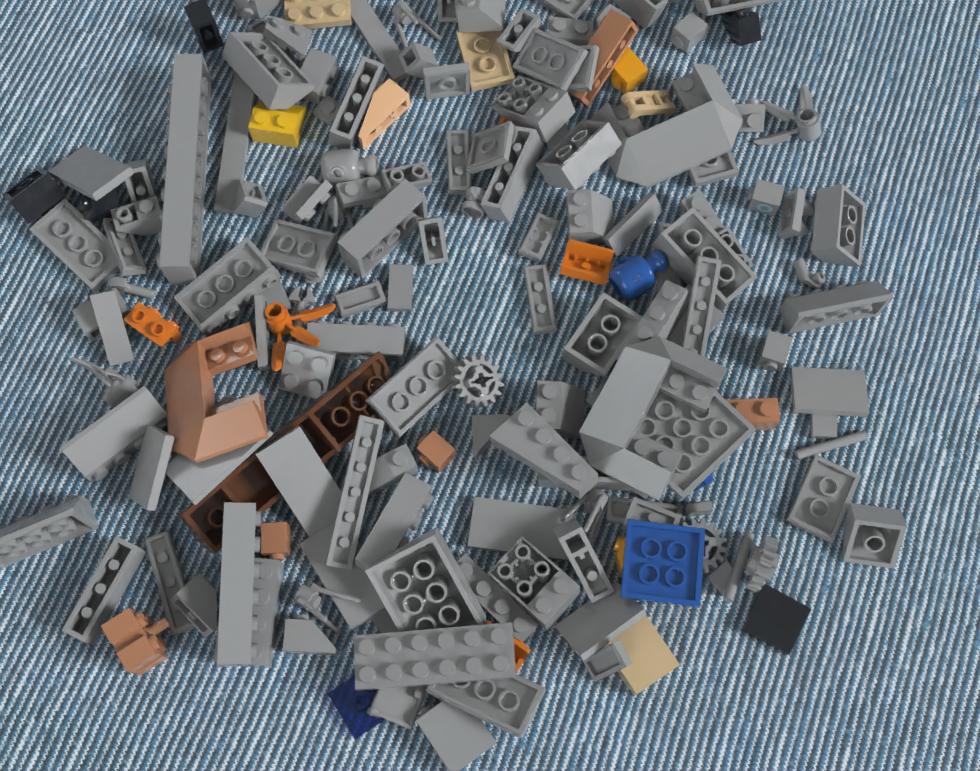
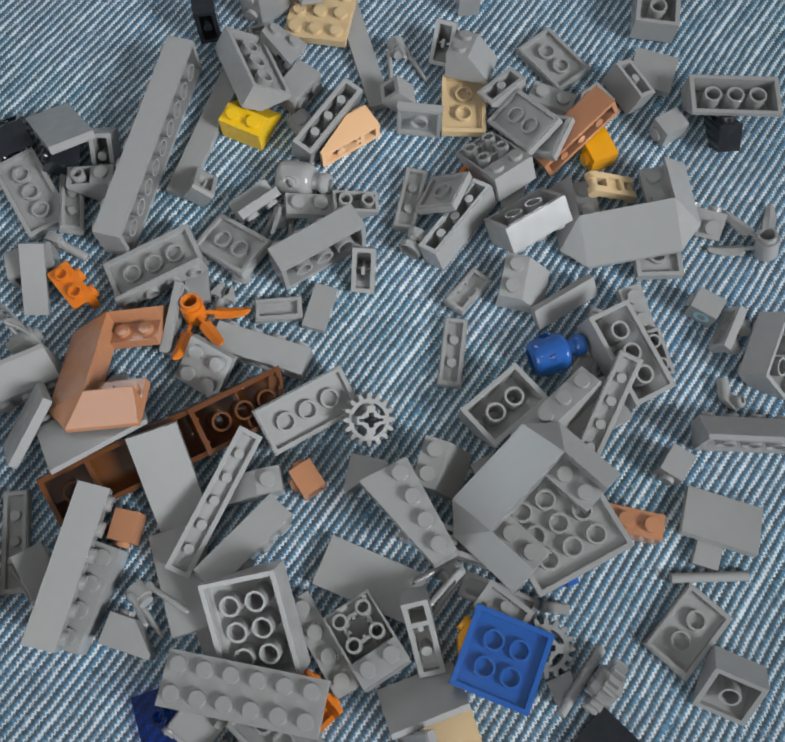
camera: 15 degrees right, 0 degrees up
(587, 262) = (508, 327): orange bracket -> none

